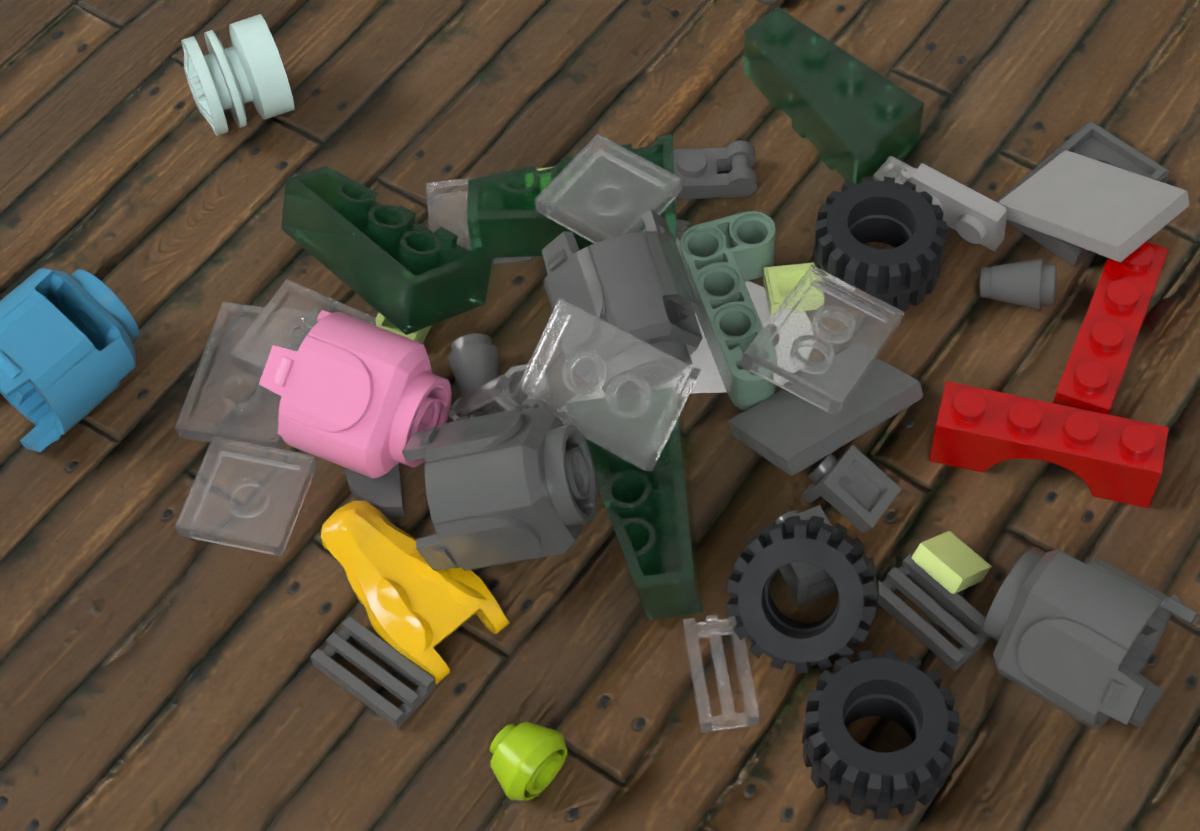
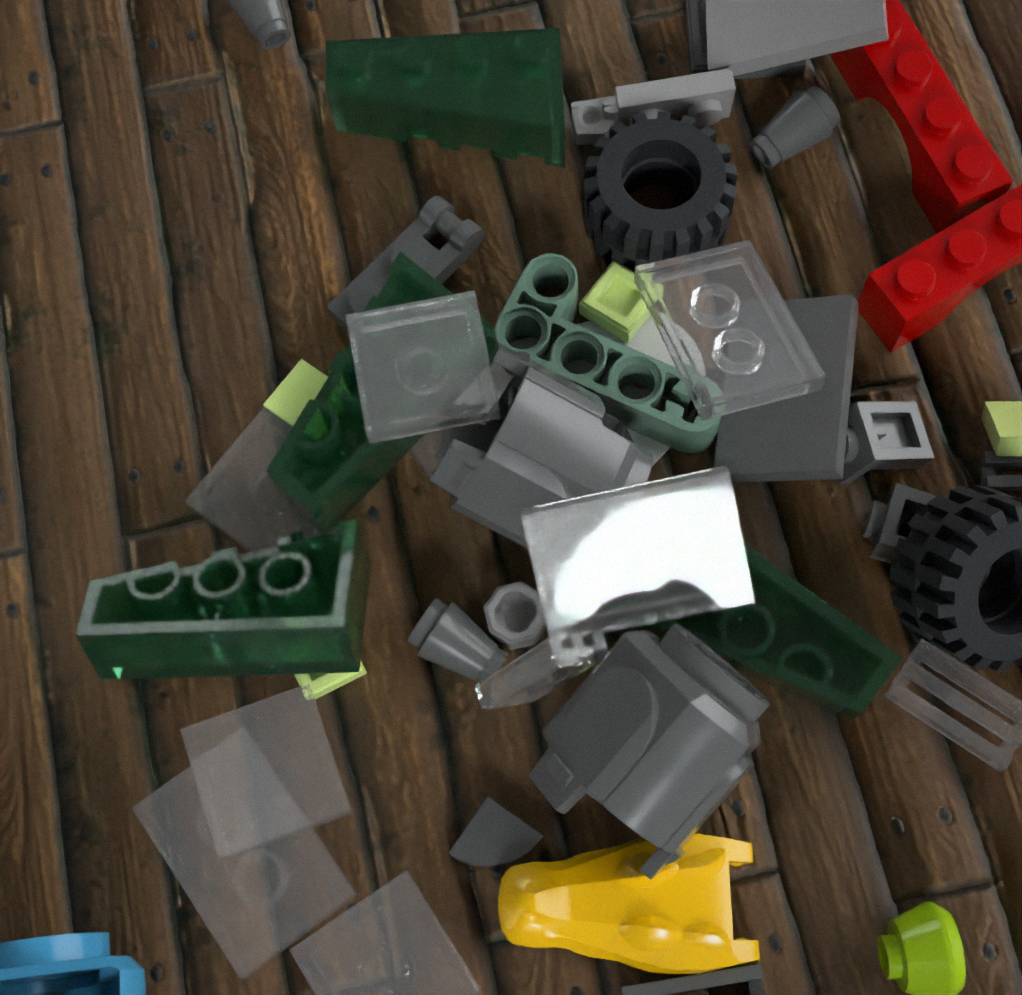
camera: 45 degrees left, 15 degrees up
(355, 394) = (415, 784): bright pink piece -> none

